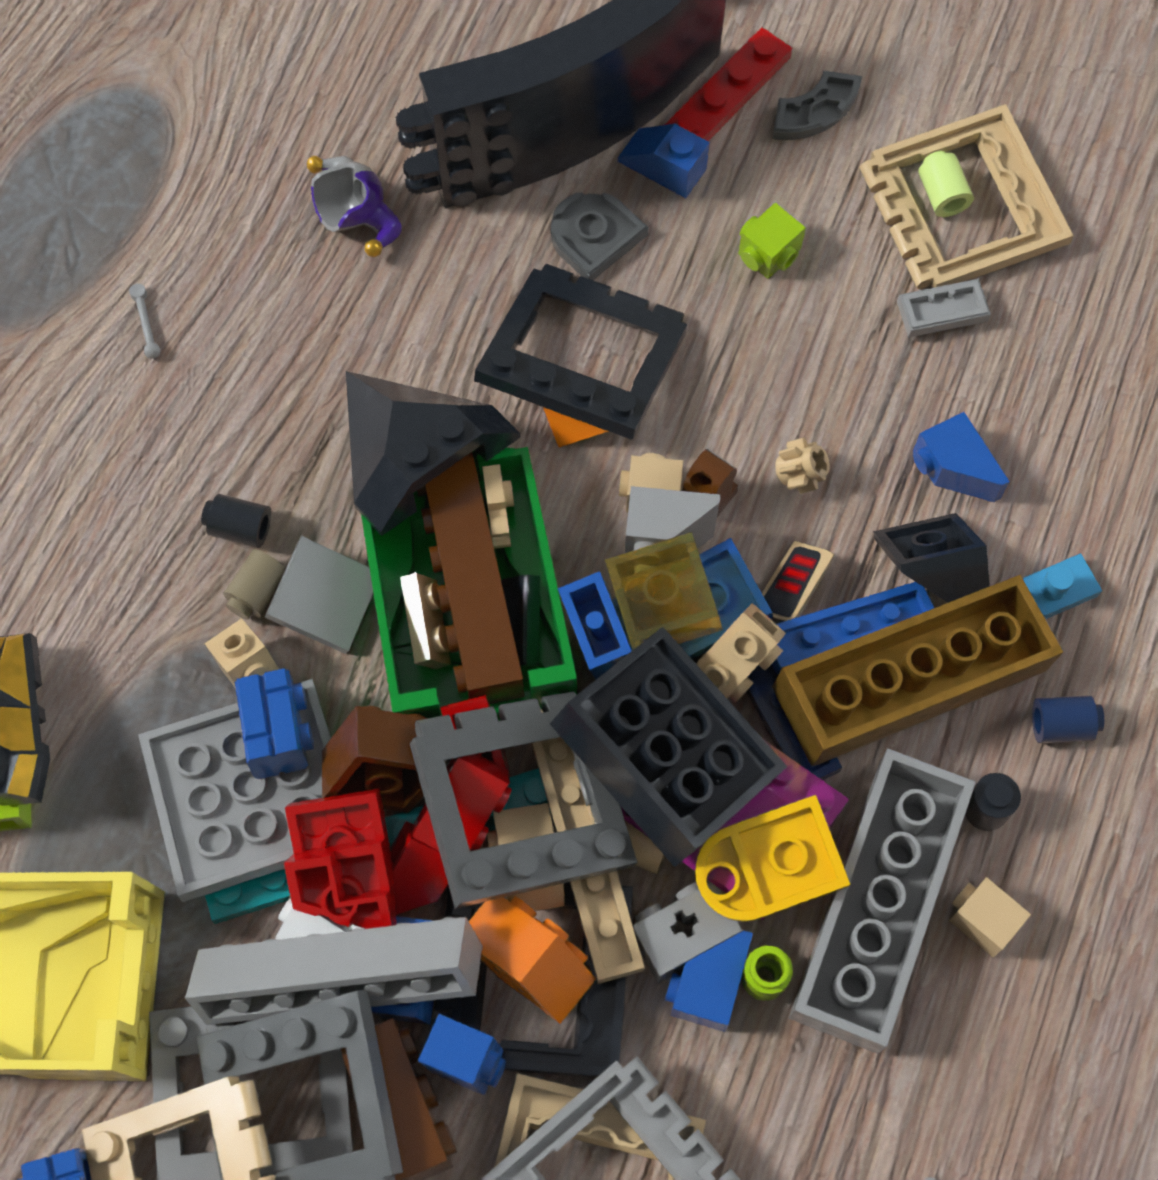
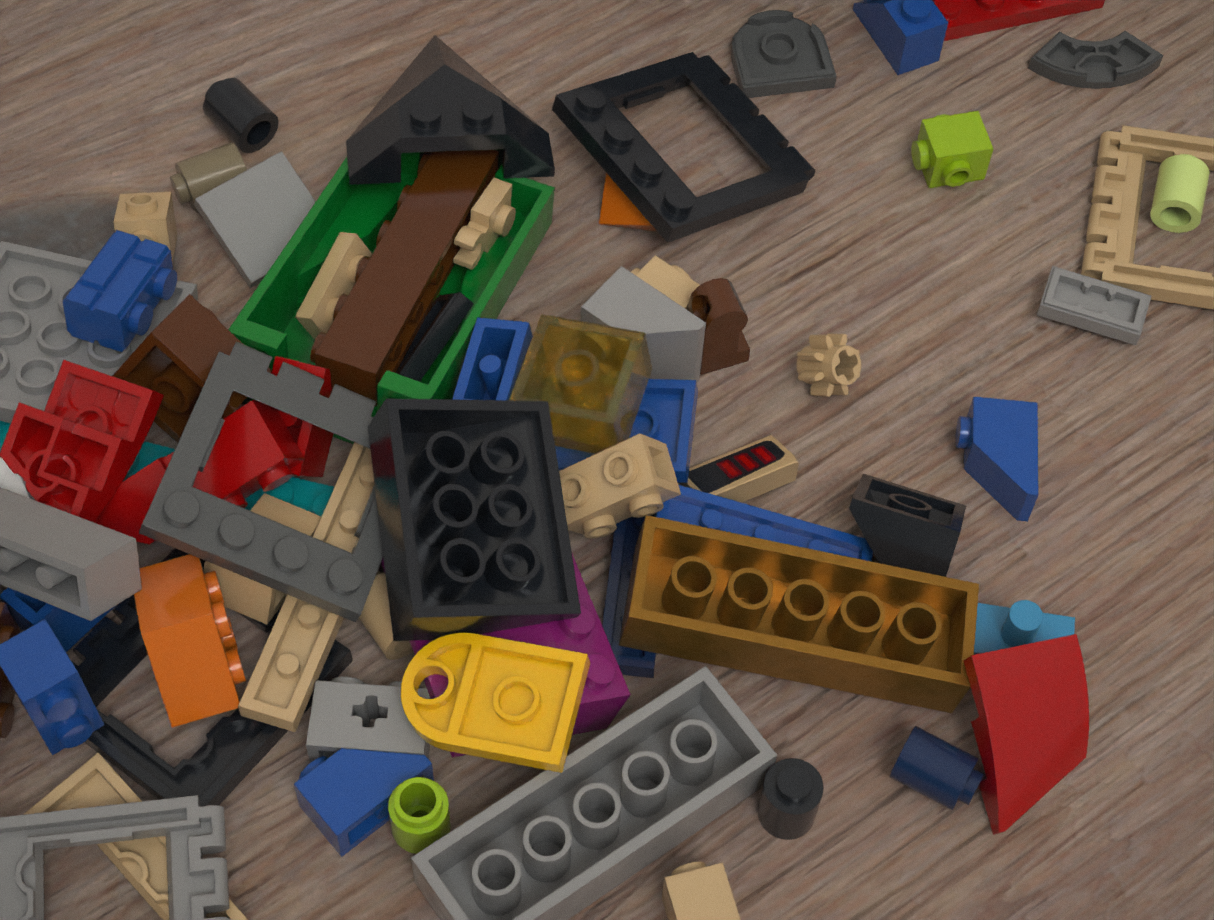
camera: 30 degrees right, 10 degrees down
(1109, 650) = (1028, 722): none -> red slope

